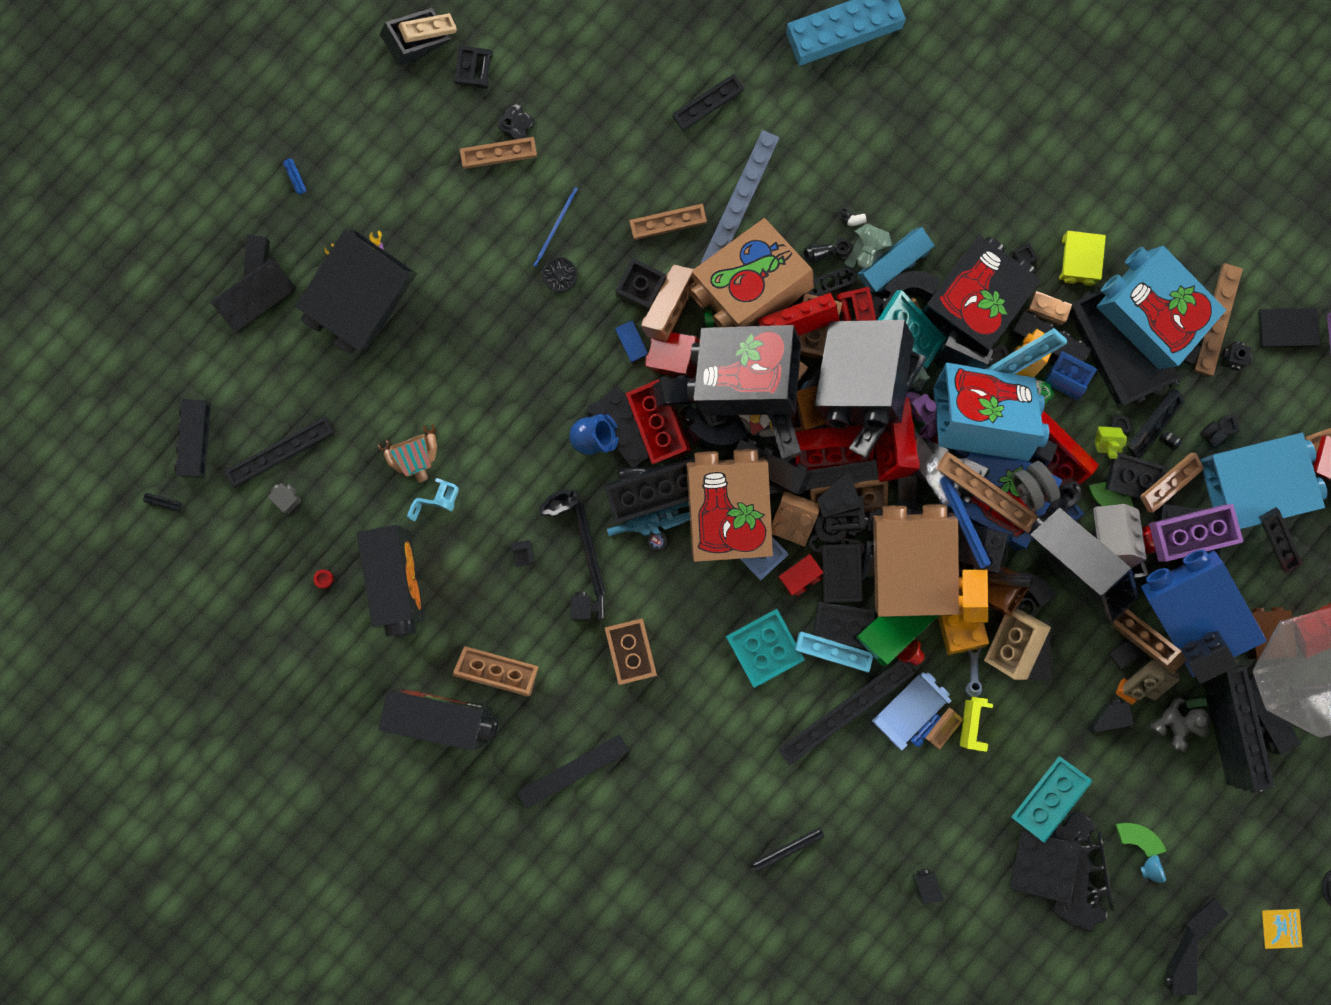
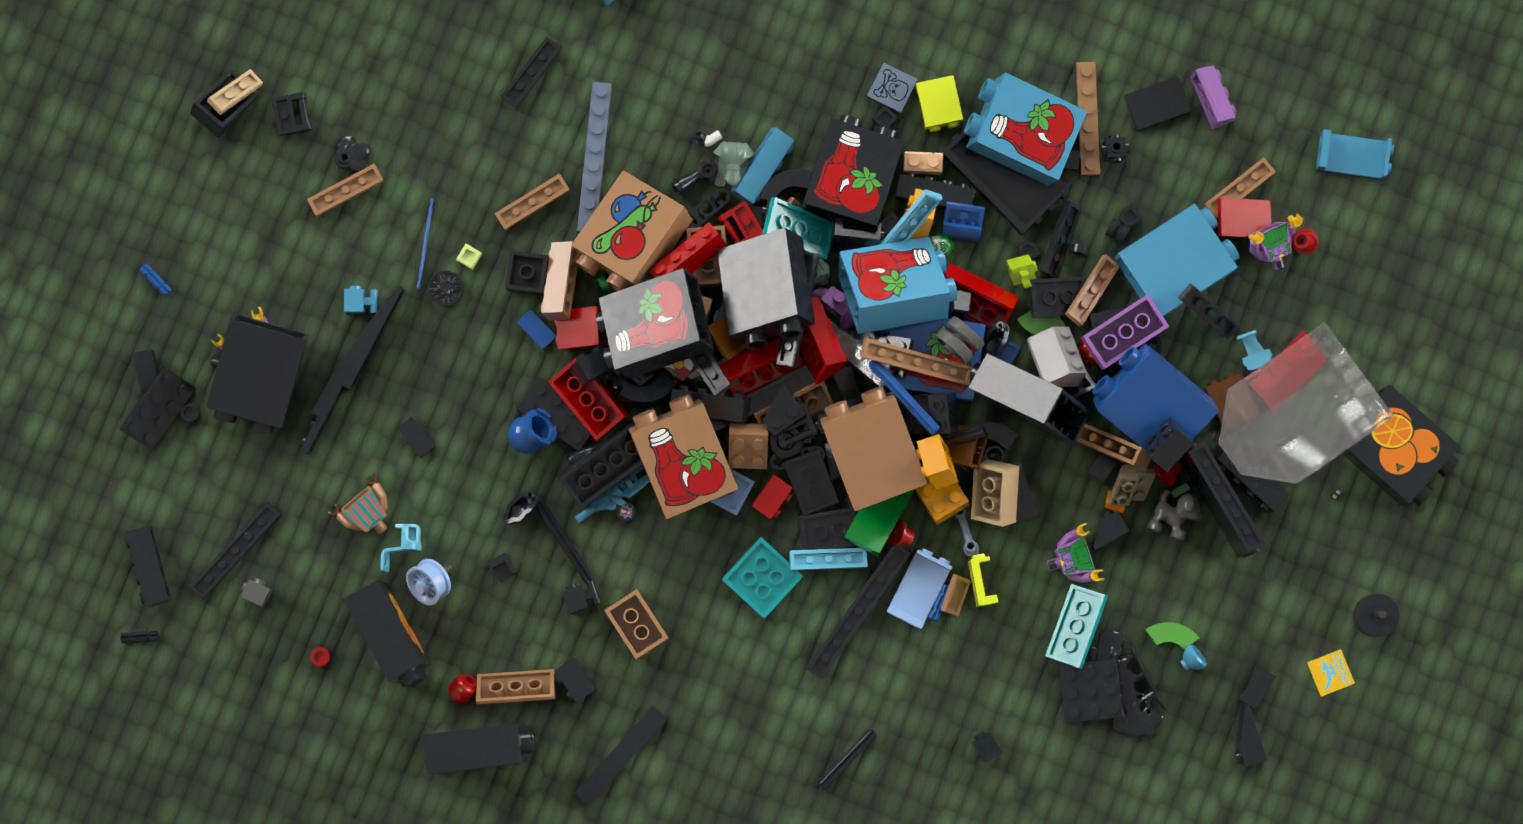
camera: 20 degrees left, 0 degrees up
(283, 310) = (190, 413): none -> black tile
(444, 319) = (349, 370): none -> black slope
(445, 655) = (462, 688): none -> red head
(448, 543) = (429, 581): none -> light blue wheel
(473, 257) = (356, 300): none -> dark azure brick
(484, 404) = (416, 437): none -> black tile
(554, 684) = (575, 680): none -> black brick
(592, 253) = (469, 256): none -> yellowish green tile
(1041, 229) = (892, 88): none -> sand blue tile
(1071, 732) = (1074, 557): none -> torso
(1187, 683) = (1168, 478): none -> red piece
(1310, 596) = (1256, 354): none -> medium azure piece

